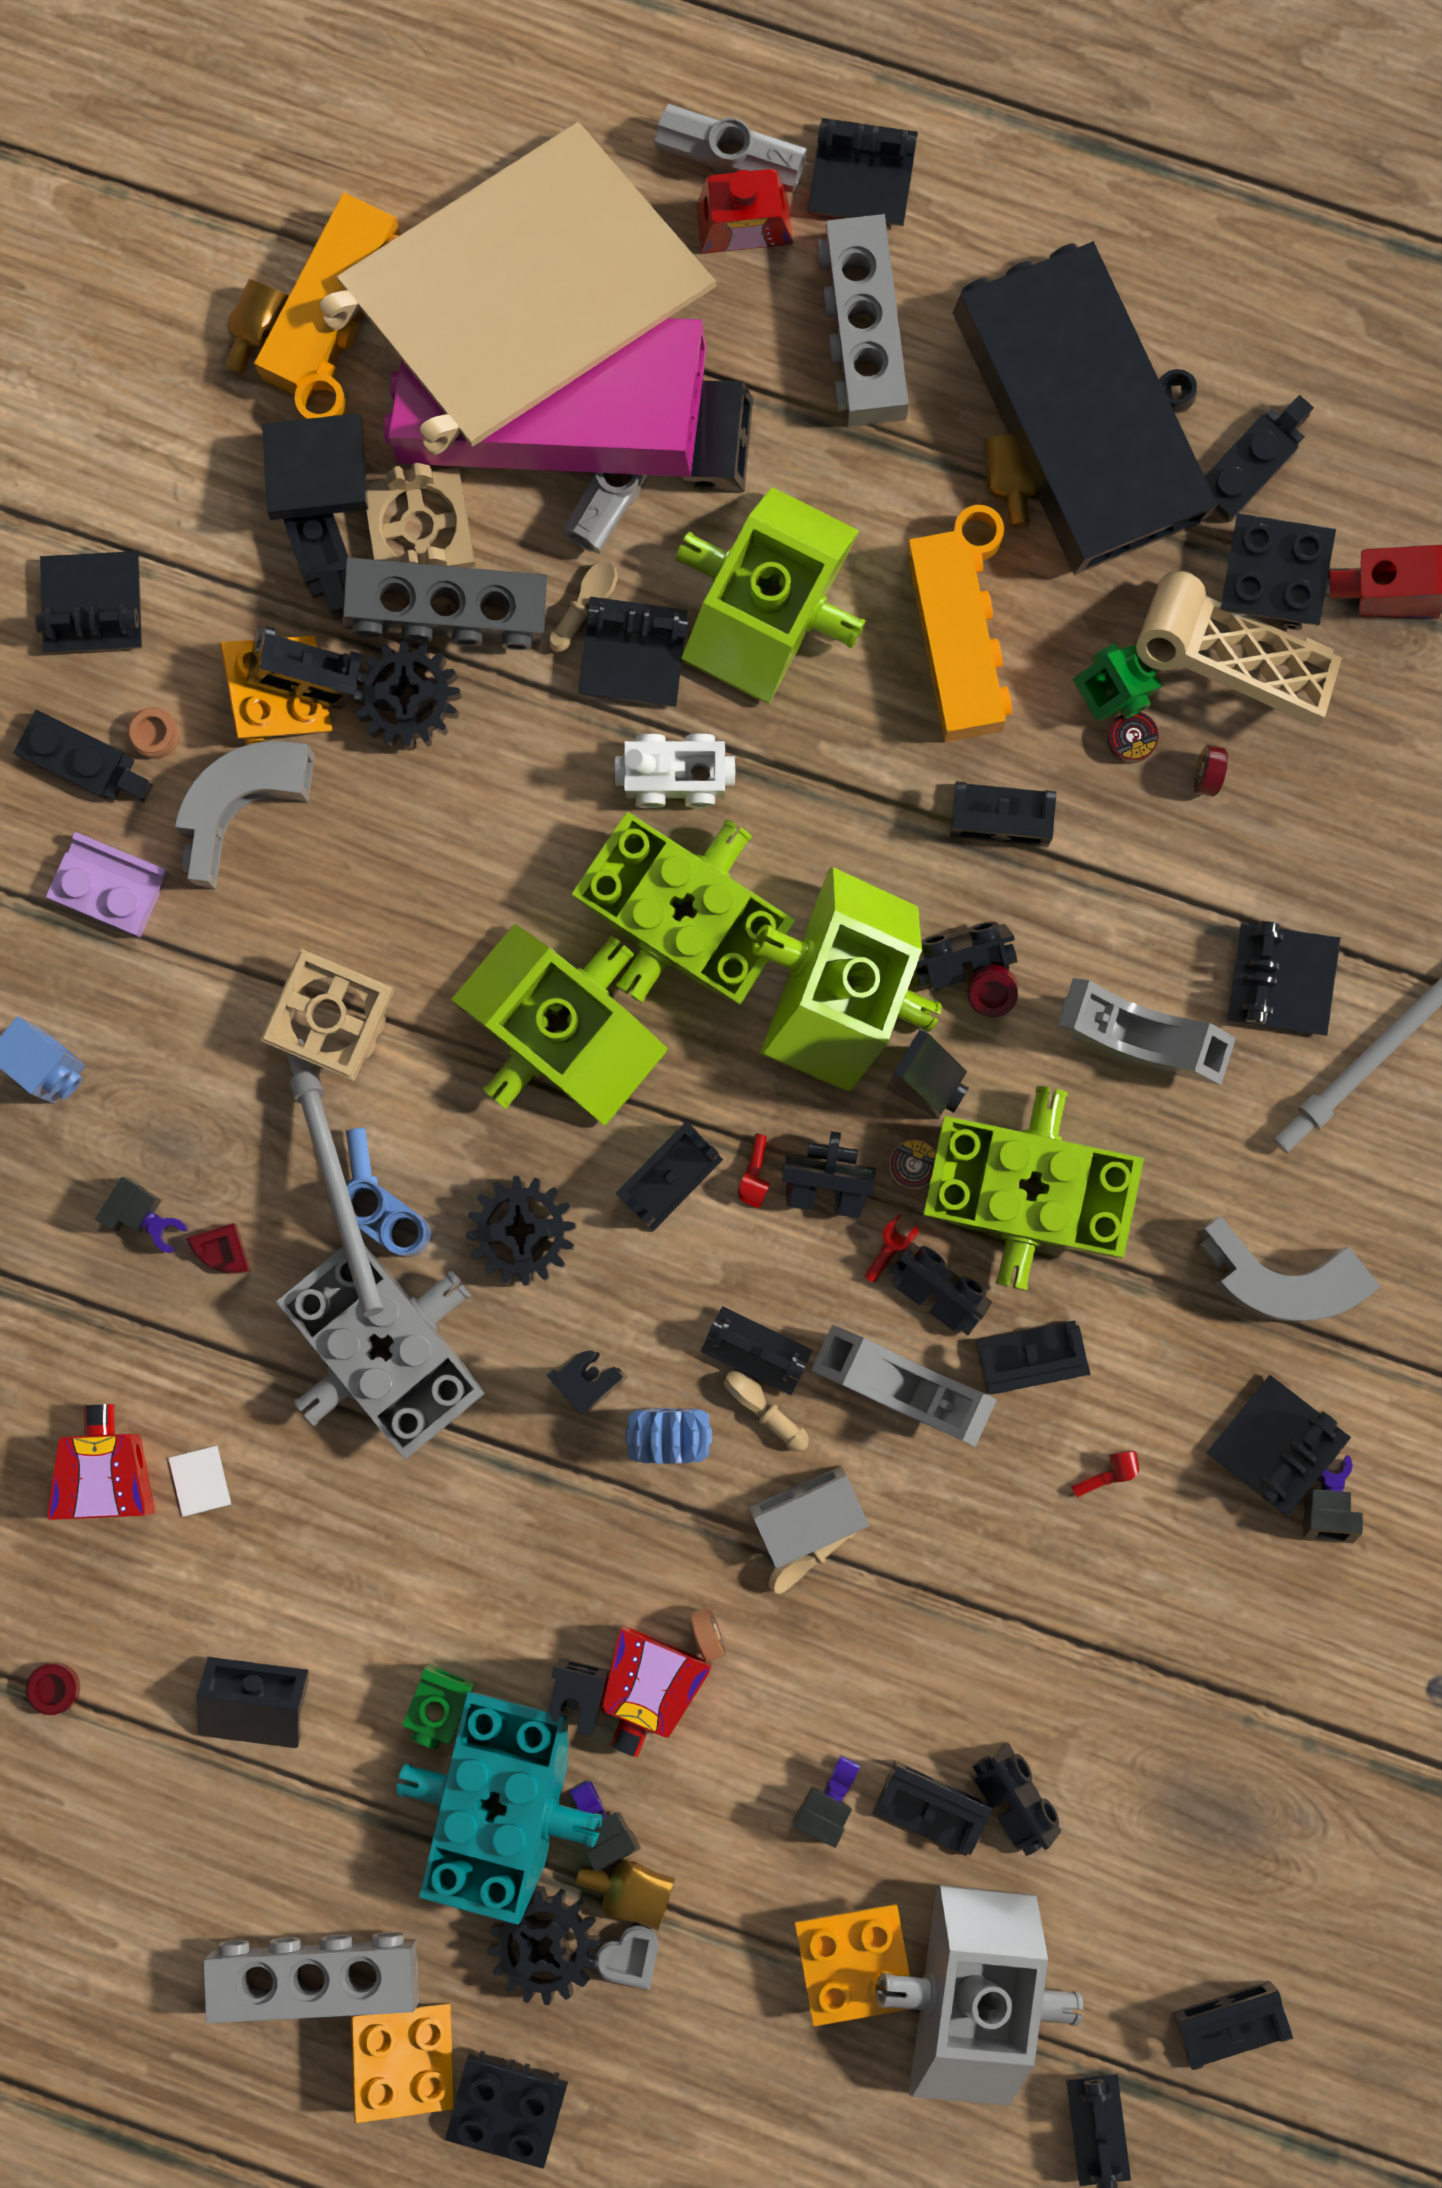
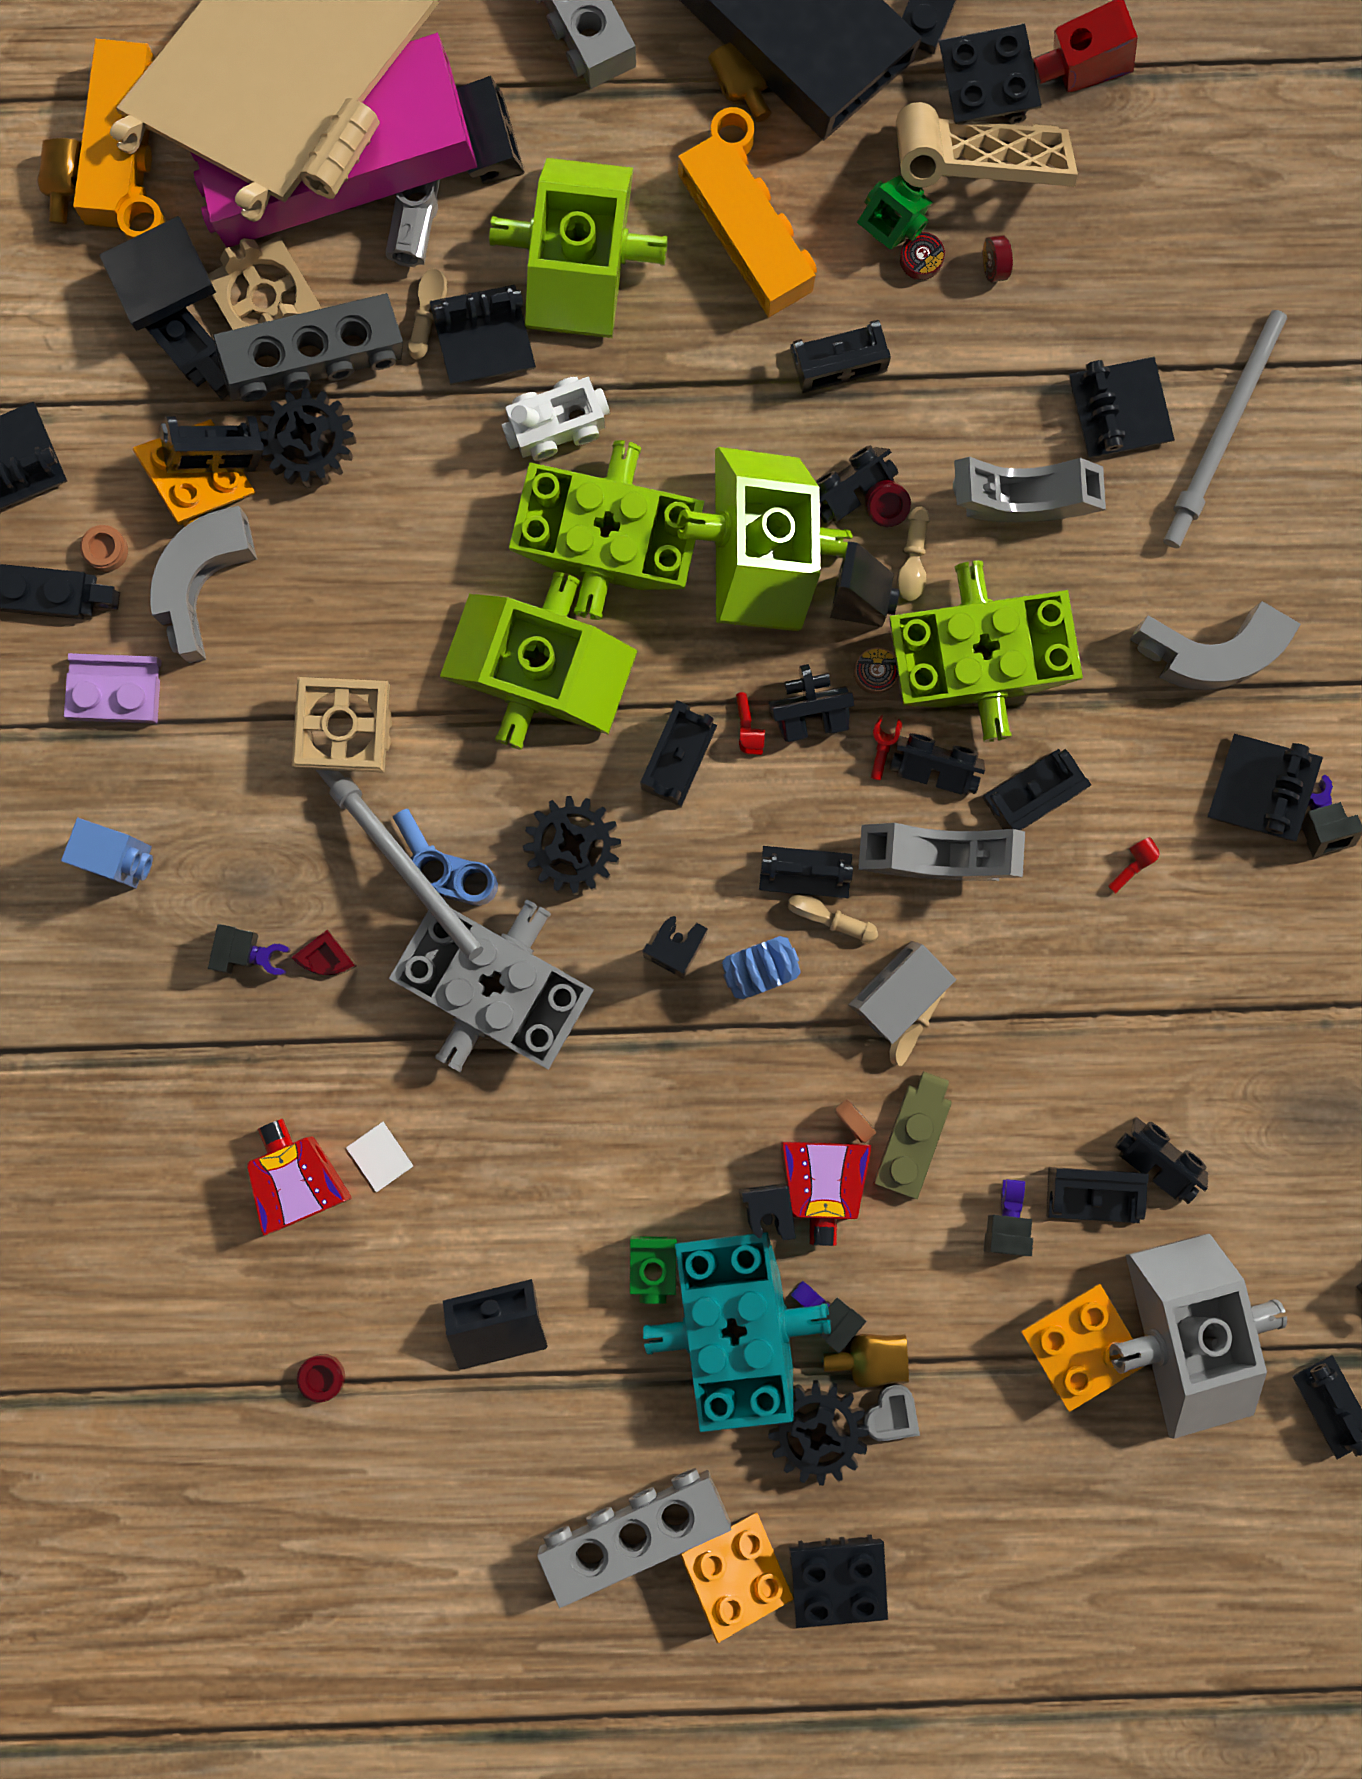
camera: 30 degrees left, 0 degrees up
(549, 412) = (339, 148): none -> tan axle
(764, 1674) = (914, 1136): none -> olive hinge
(991, 1076) = (912, 576): none -> tan piece

